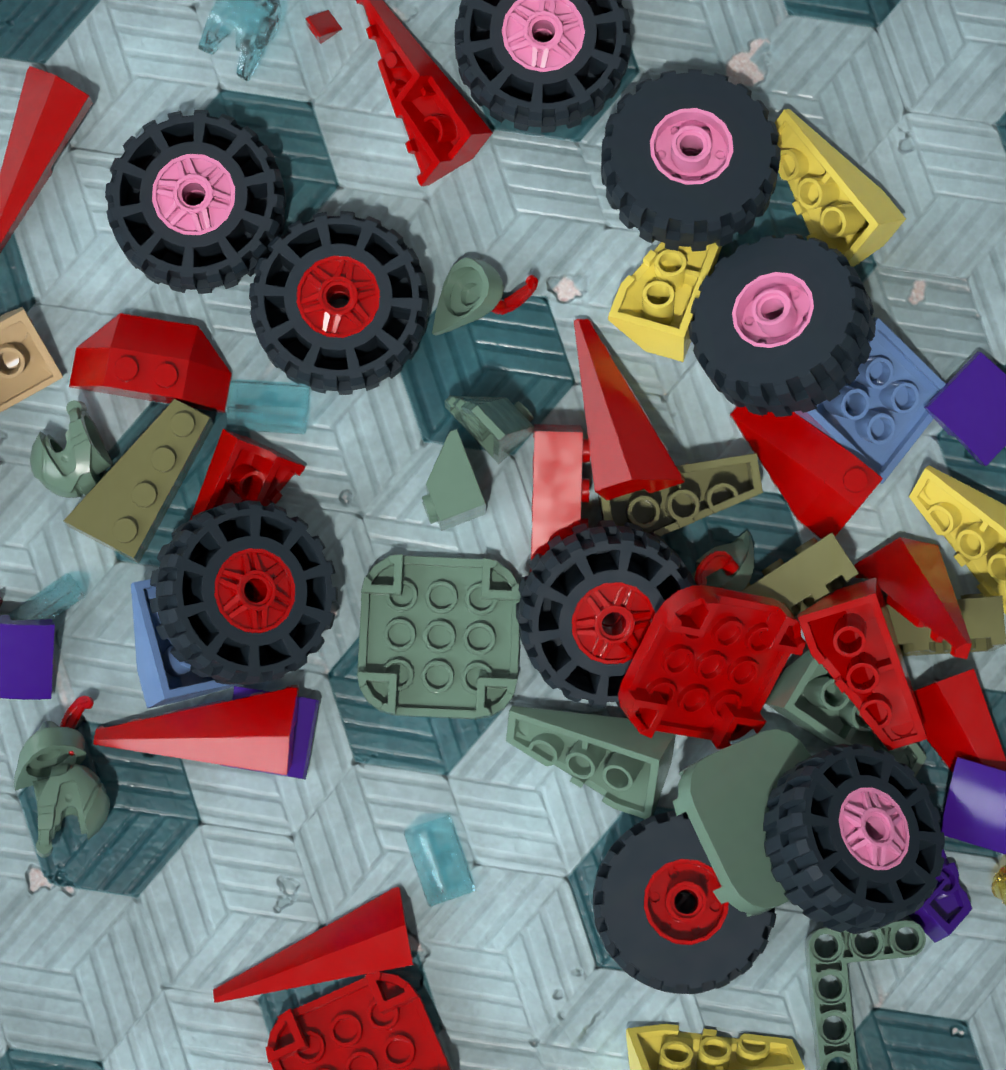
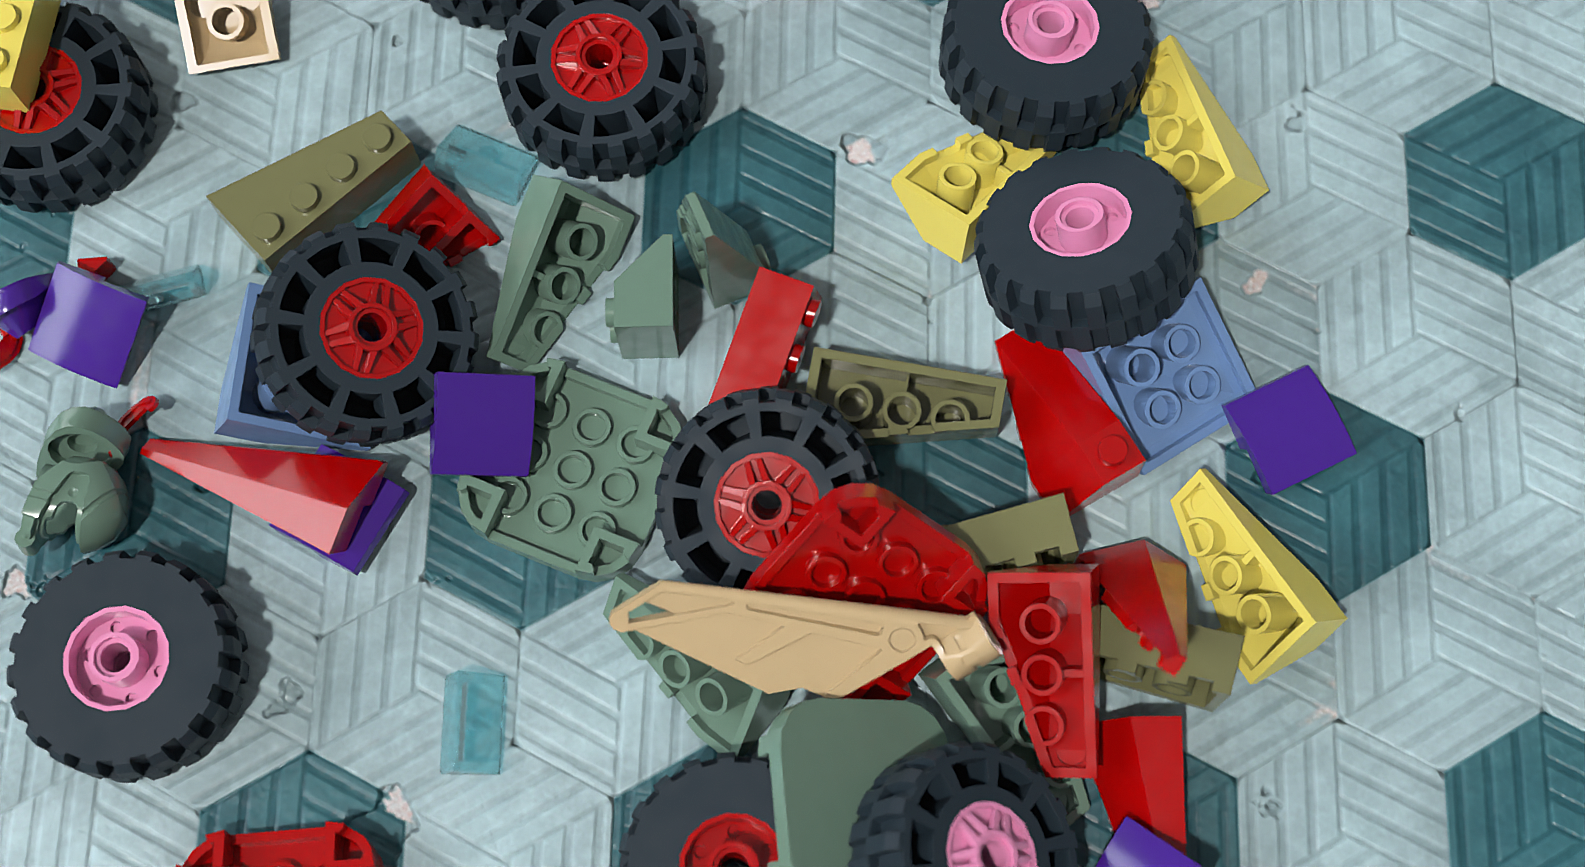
camera: 25 degrees right, 10 degrees down
(79, 465) = (249, 141): sand green helmet -> none
(119, 906) = (127, 667): none -> black wheel
(152, 363) = (382, 68): red wedge -> none
(354, 945) = (338, 784): red wedge -> none
(357, 468) = (553, 259): none -> sand green wedge
(362, 631) = (482, 424): none -> dark purple slope
(472, 292) = (758, 112): sand green piece -> none
(620, 437) = (857, 304): red wedge -> none
(681, 717) = (800, 640): none -> tan wing
(727, 565) = (930, 494): sand green piece -> none

